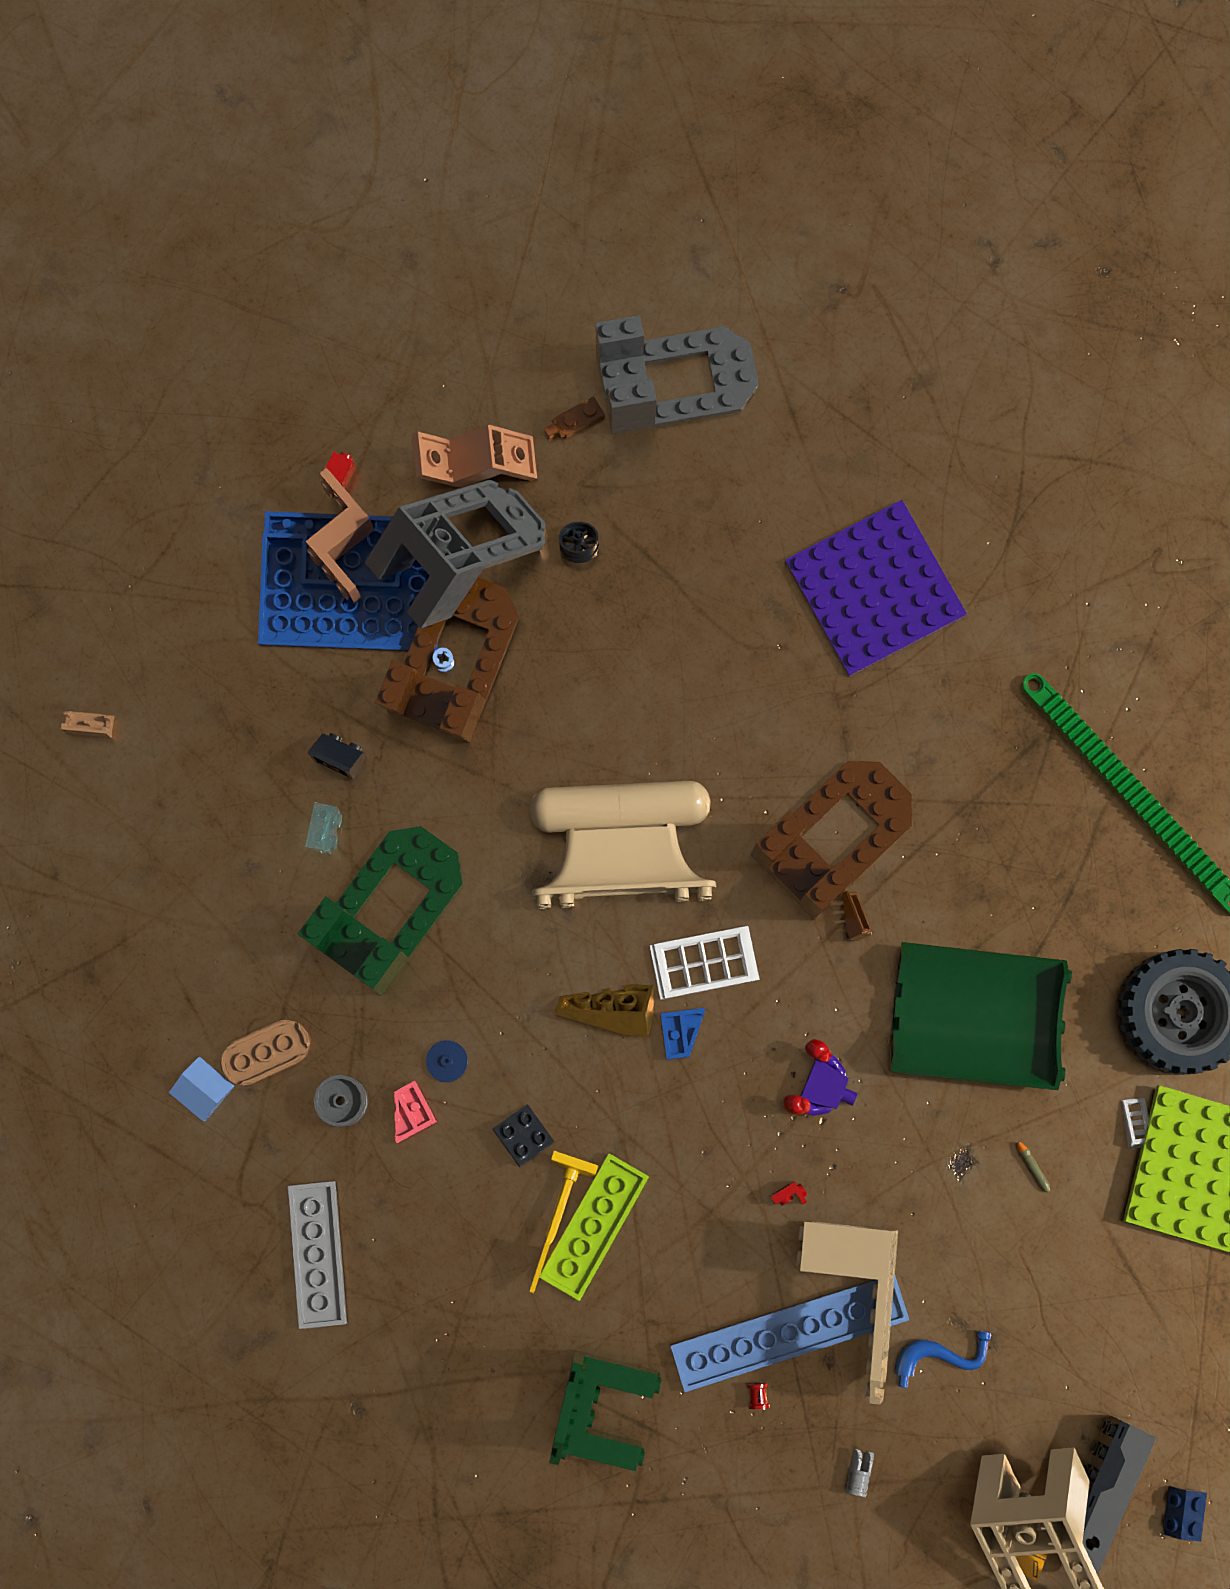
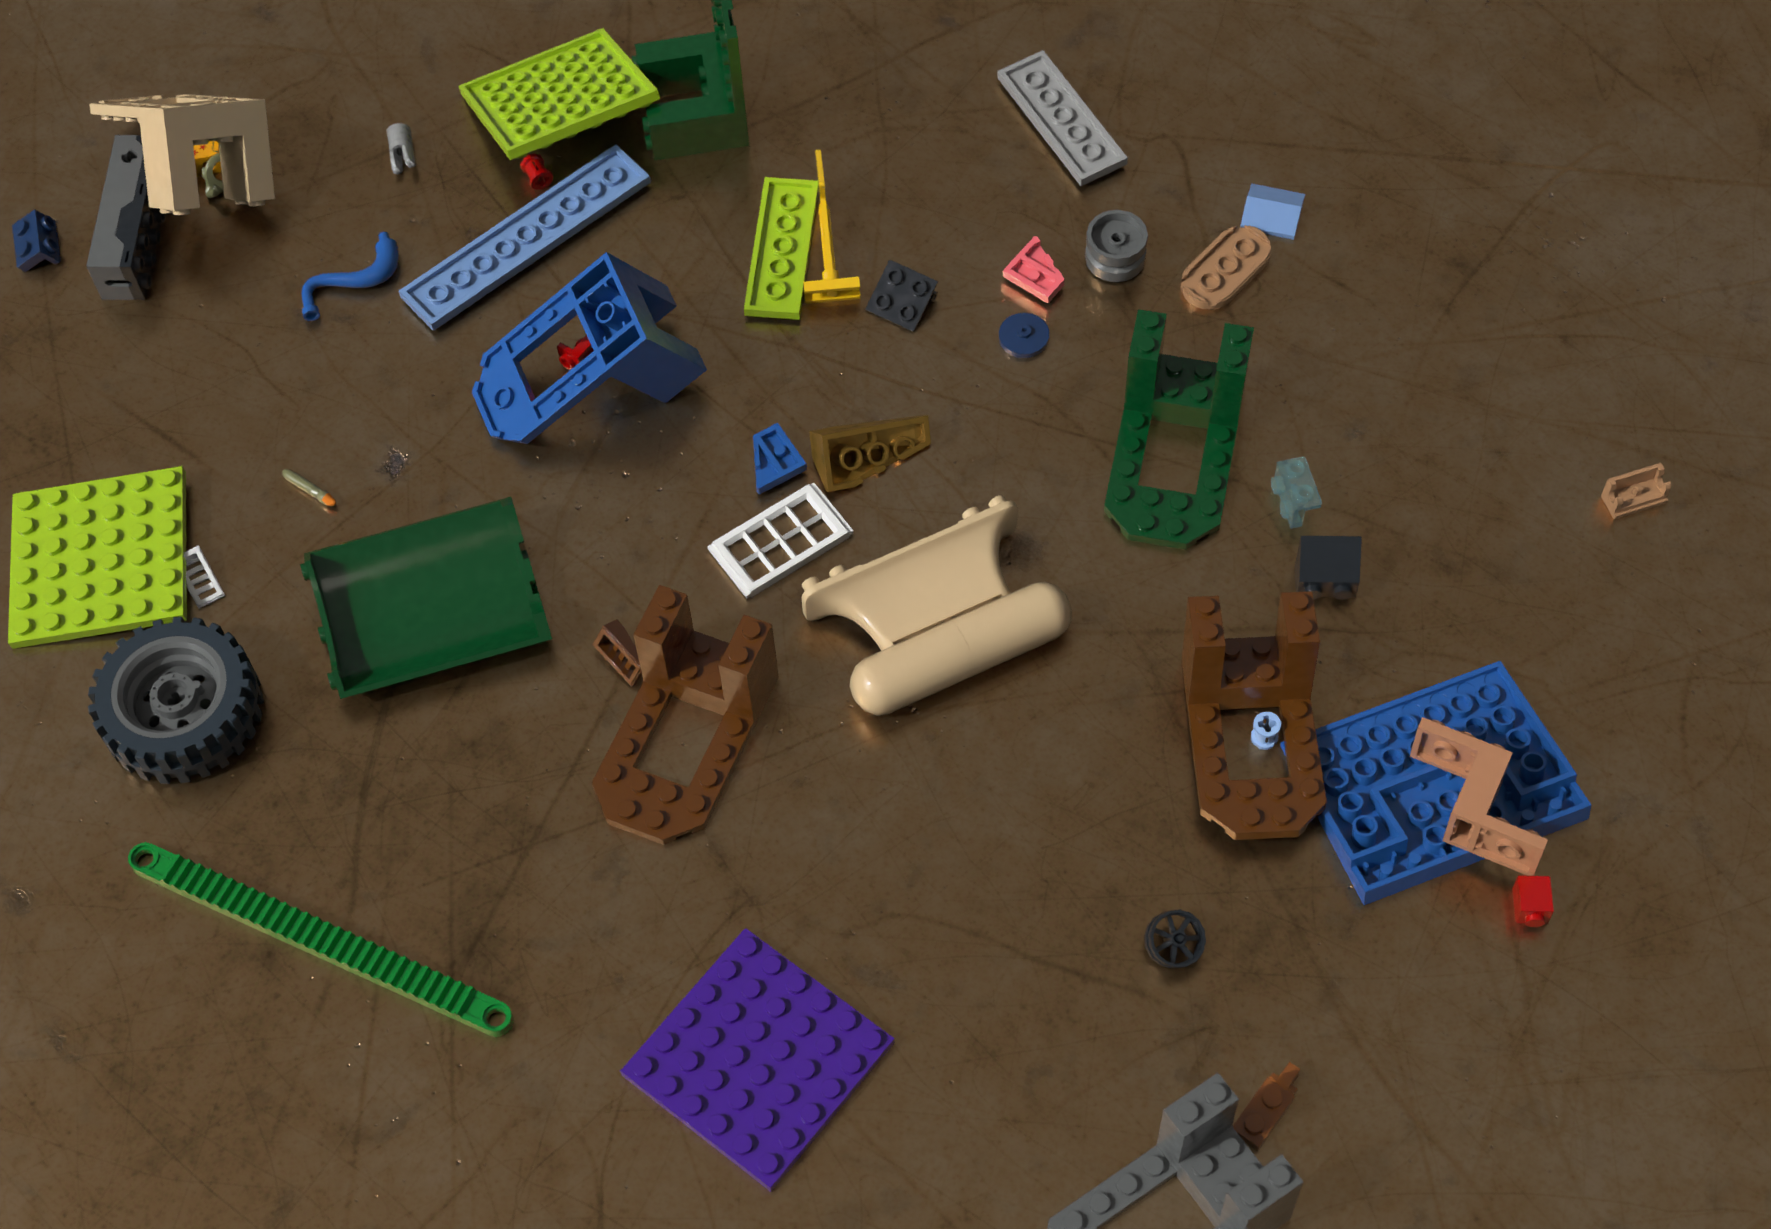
camera: 160 degrees right, 20 degrees down
(427, 535) = (1343, 795): dark grey bracket -> none
(474, 456) = (1368, 978): nougat bracket -> none
(715, 1457) = (558, 93): none -> lime plate
(765, 1172) = (620, 319): none -> blue bracket
(824, 1084) = (585, 460): dark purple torso -> none
(860, 1254) = (469, 288): tan bracket -> none

